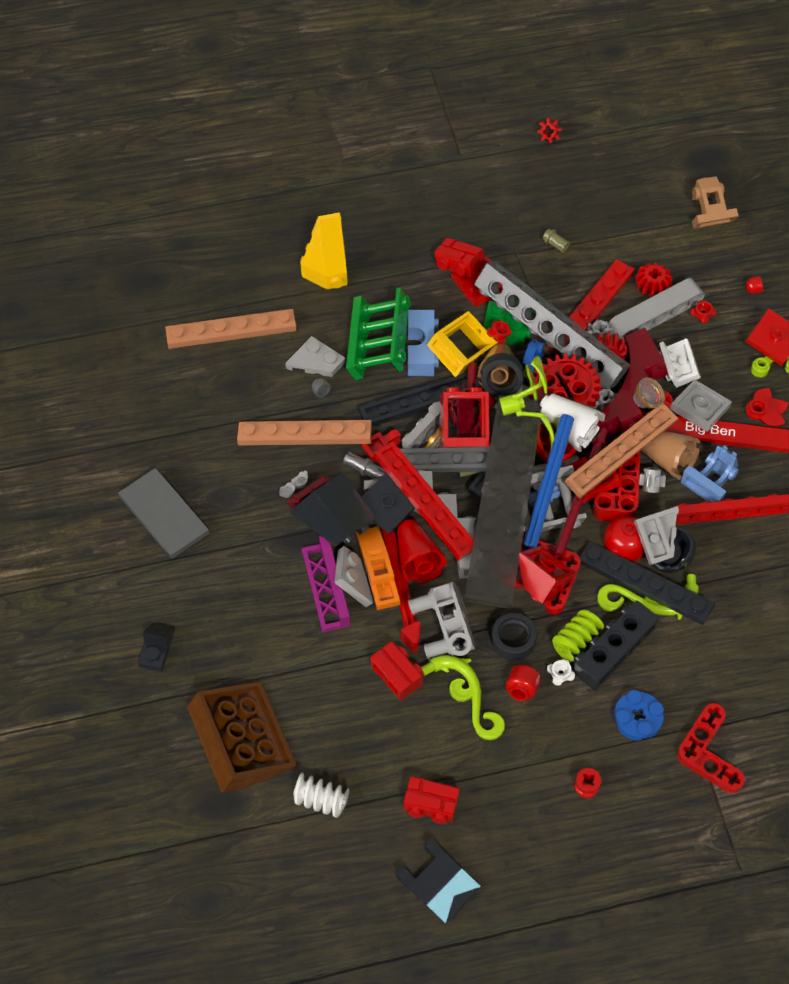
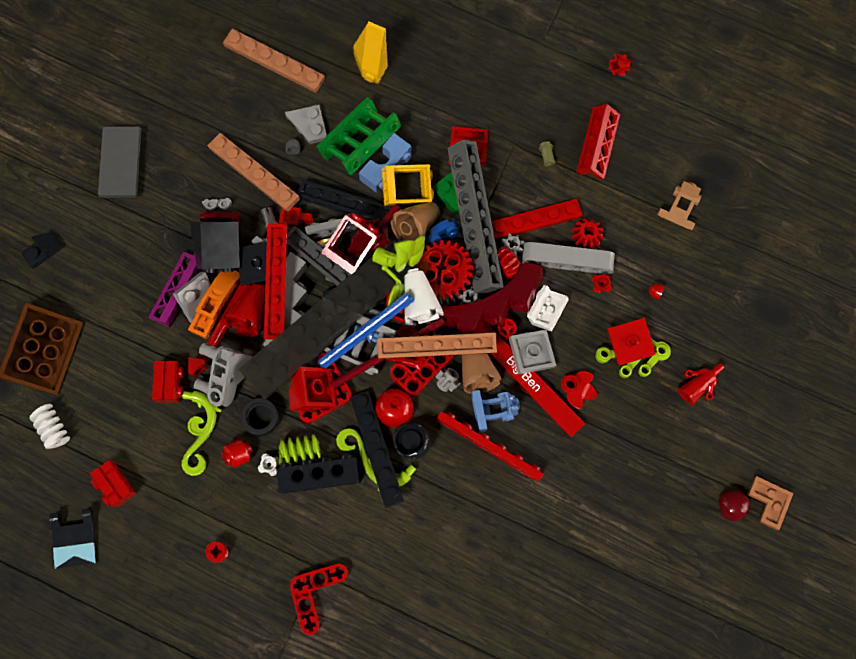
camera: 35 degrees right, 15 degrees up
(459, 257) = (465, 119): red brick -> none
(499, 331) = (444, 194): red plate -> none
(502, 359) = (410, 222): black tyre -> none
(589, 202) = (594, 140): none -> red fence
(635, 702) = (285, 543): blue plate -> none
(649, 393) = (490, 320): clear piece -> none
(658, 534) = (408, 424): light grey wing -> none

